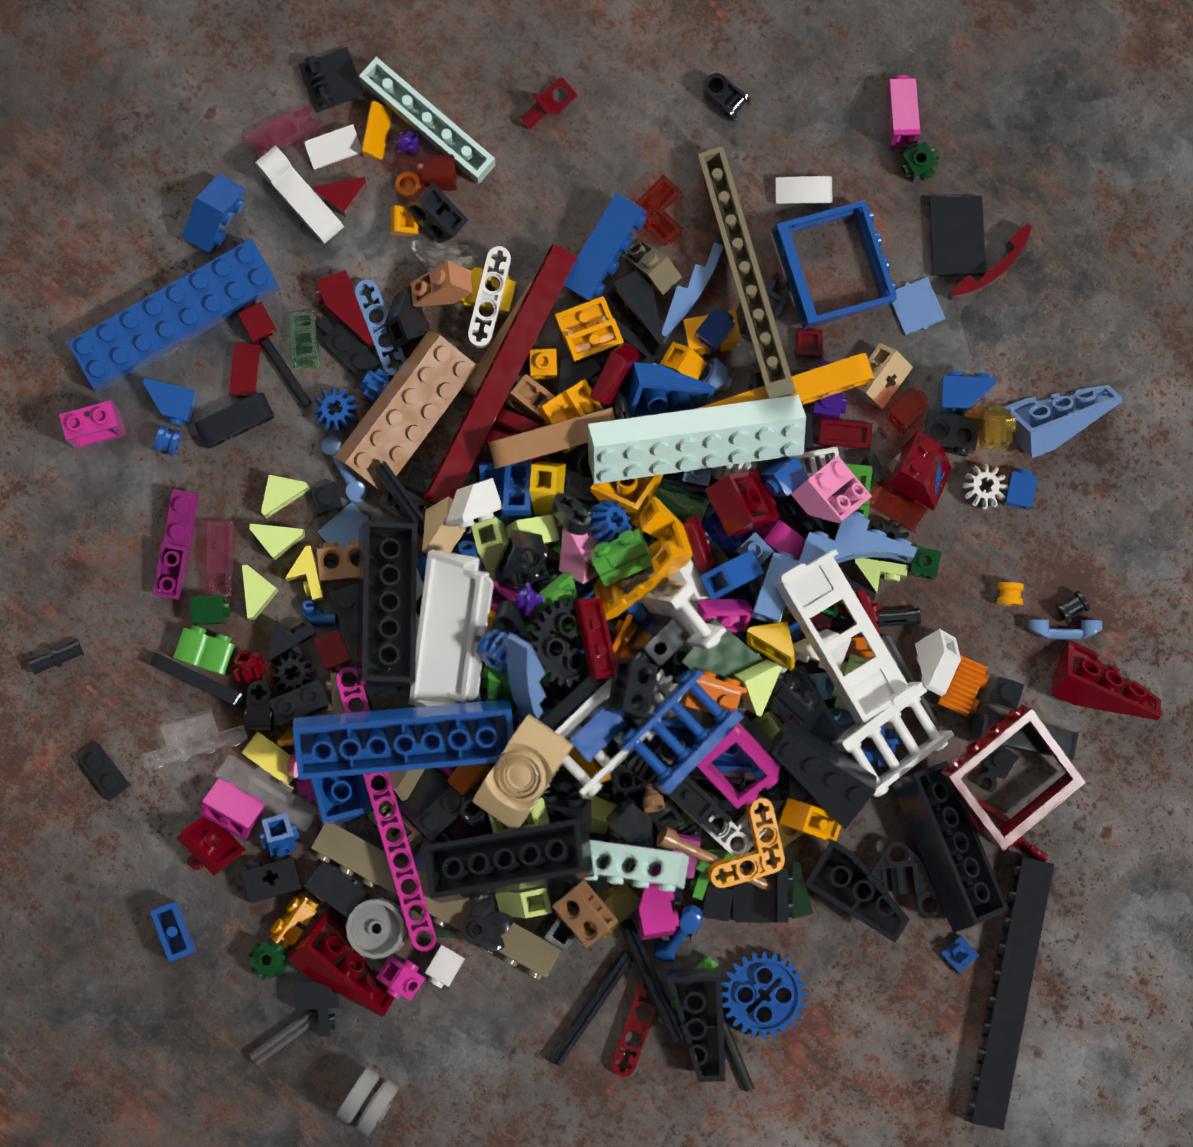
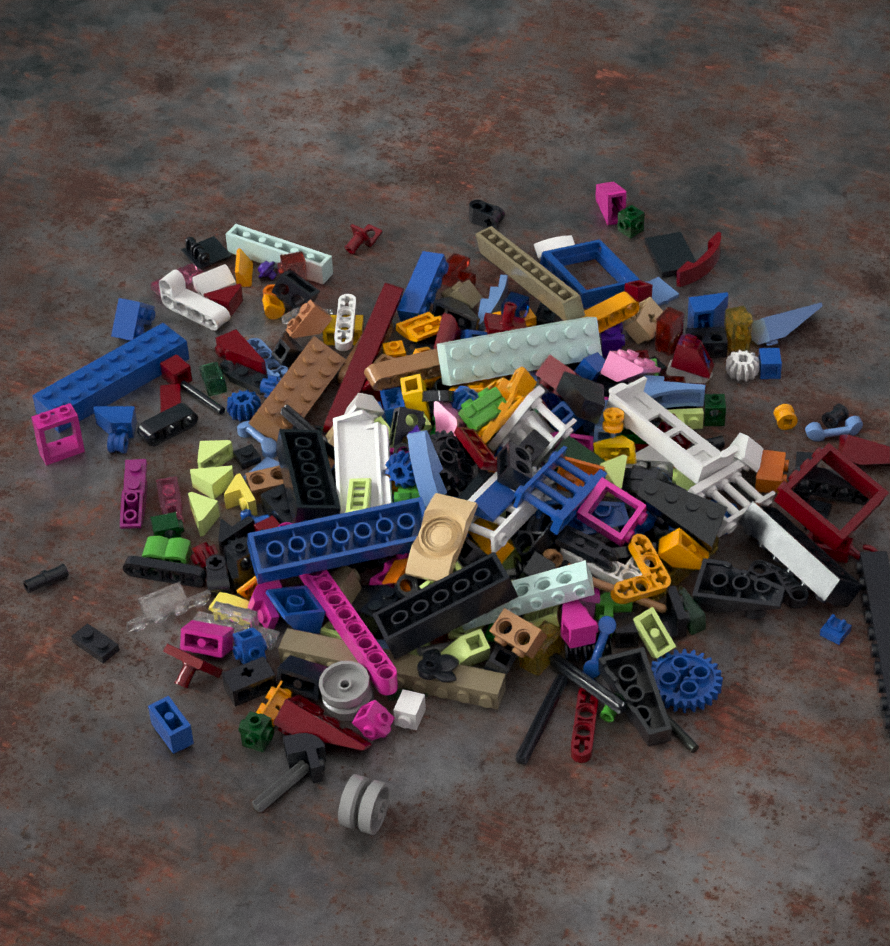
camera: 10 degrees left, 40 degrees down
(426, 684) = (365, 501): none -> yellowish green slope
(691, 376) = (499, 323): none -> dark red tile
(745, 938) = (653, 633): none -> yellowish green slope
(751, 565) = (582, 396): none -> black slope
(779, 606) = (613, 420): none -> light orange wheel
(886, 323) = (639, 290): none -> dark red brick

